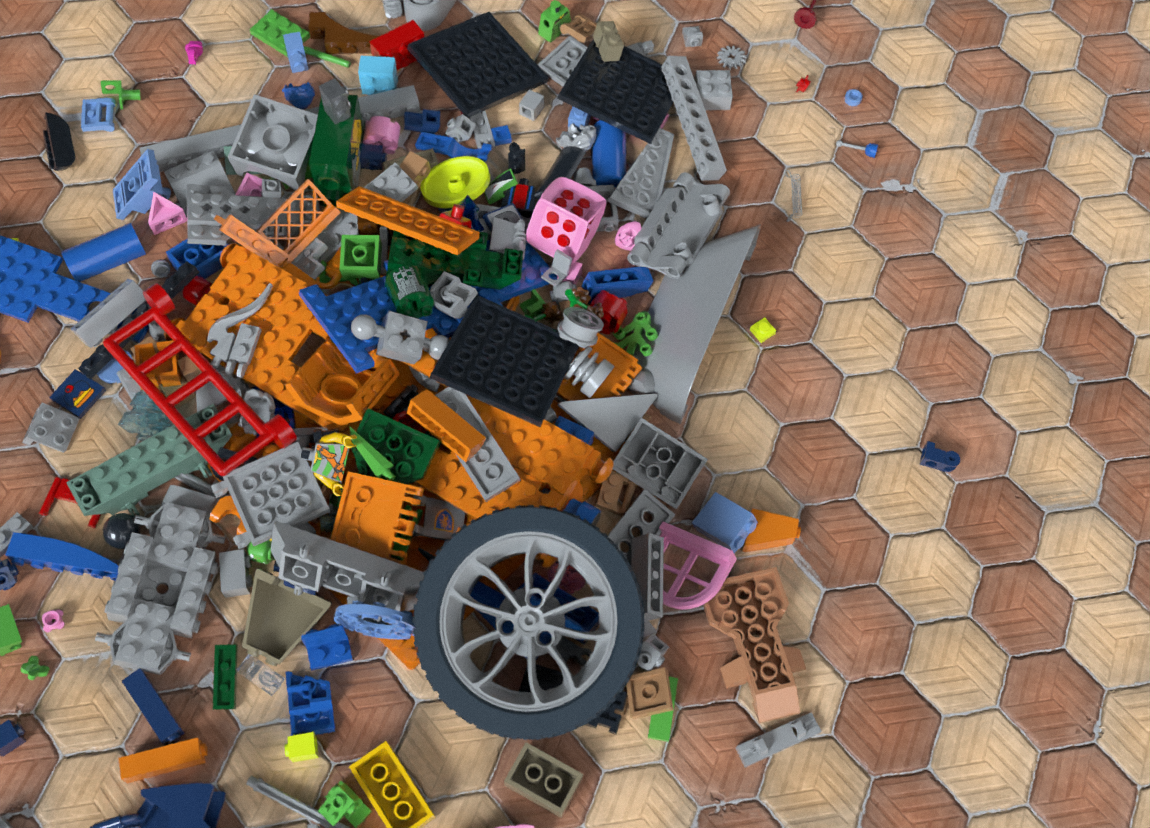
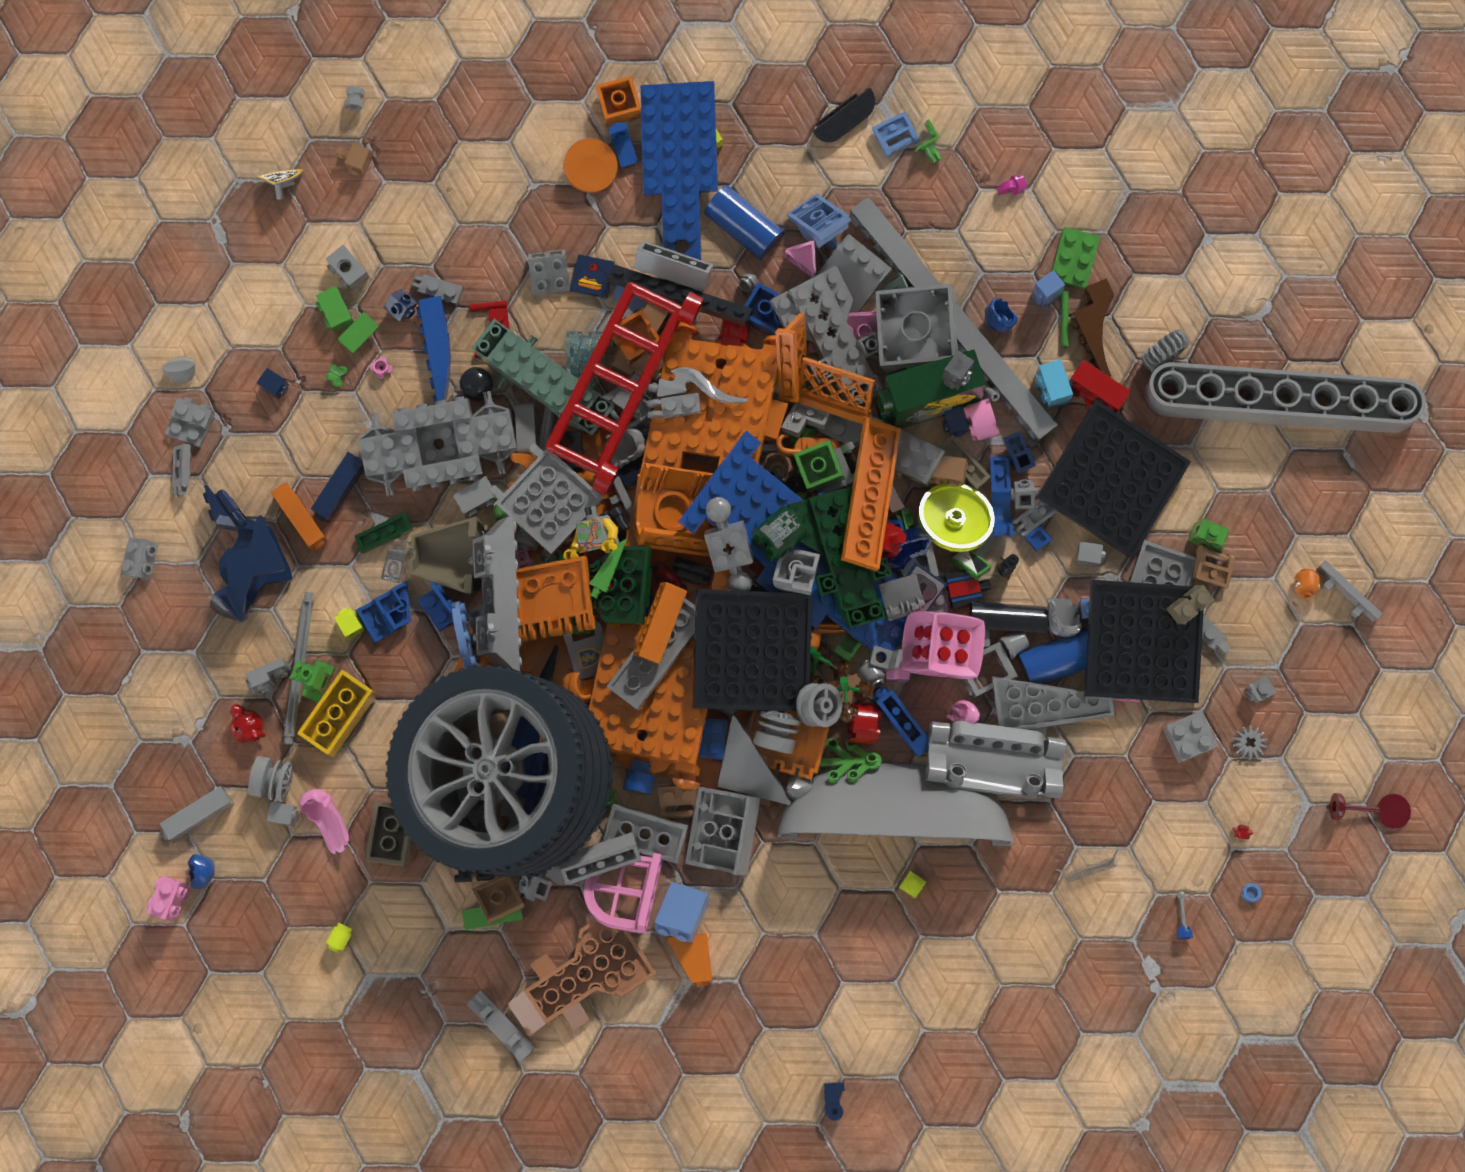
camera: 75 degrees right, 15 degrees up
(693, 118) = (1196, 692): light grey brick -> none

